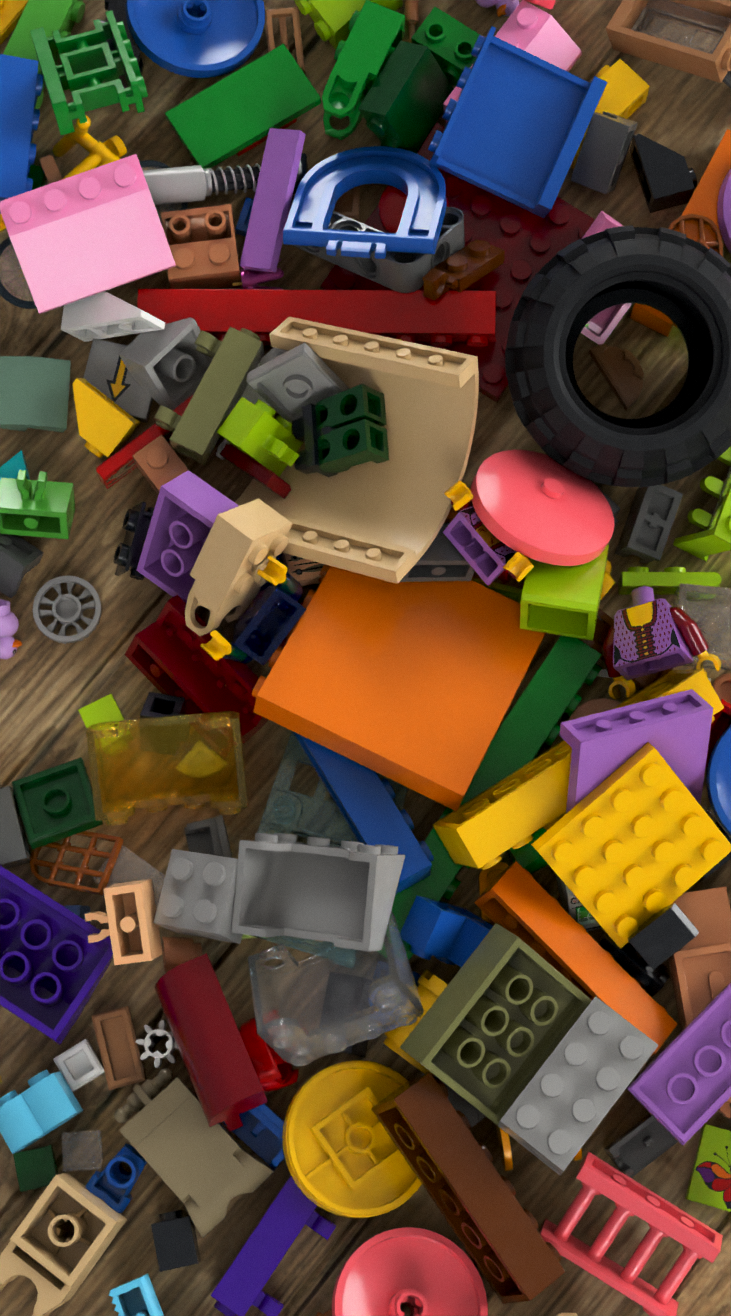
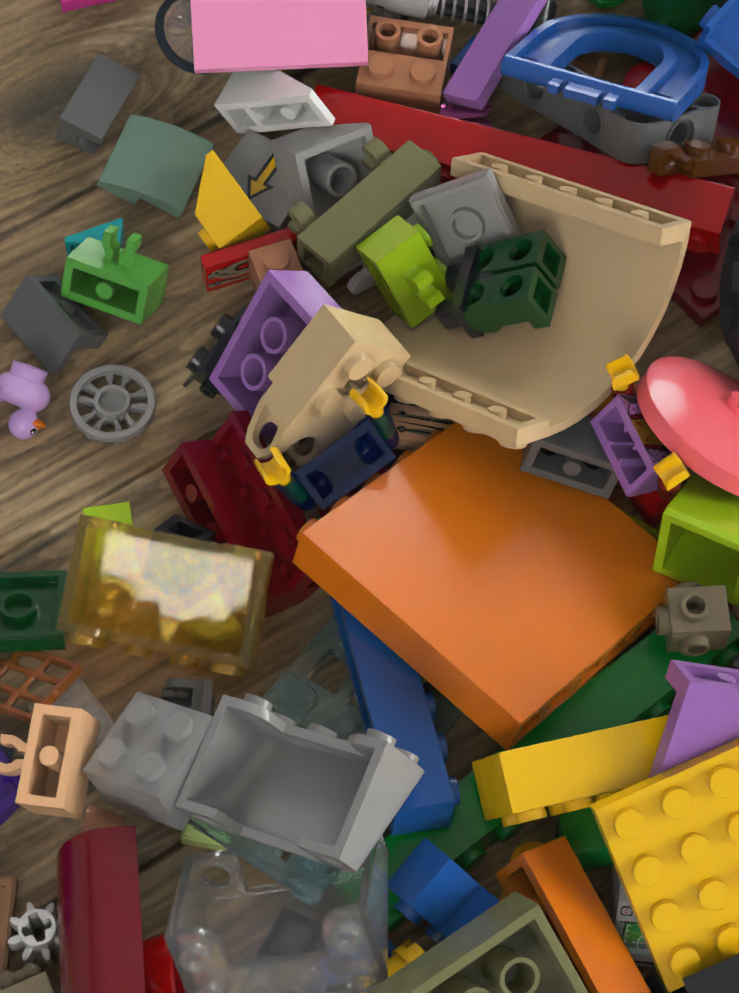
camera: 15 degrees right, 15 degrees down
(256, 470) = (388, 310): dark red tile -> none
(569, 653) = (694, 618): none -> dark tan brick

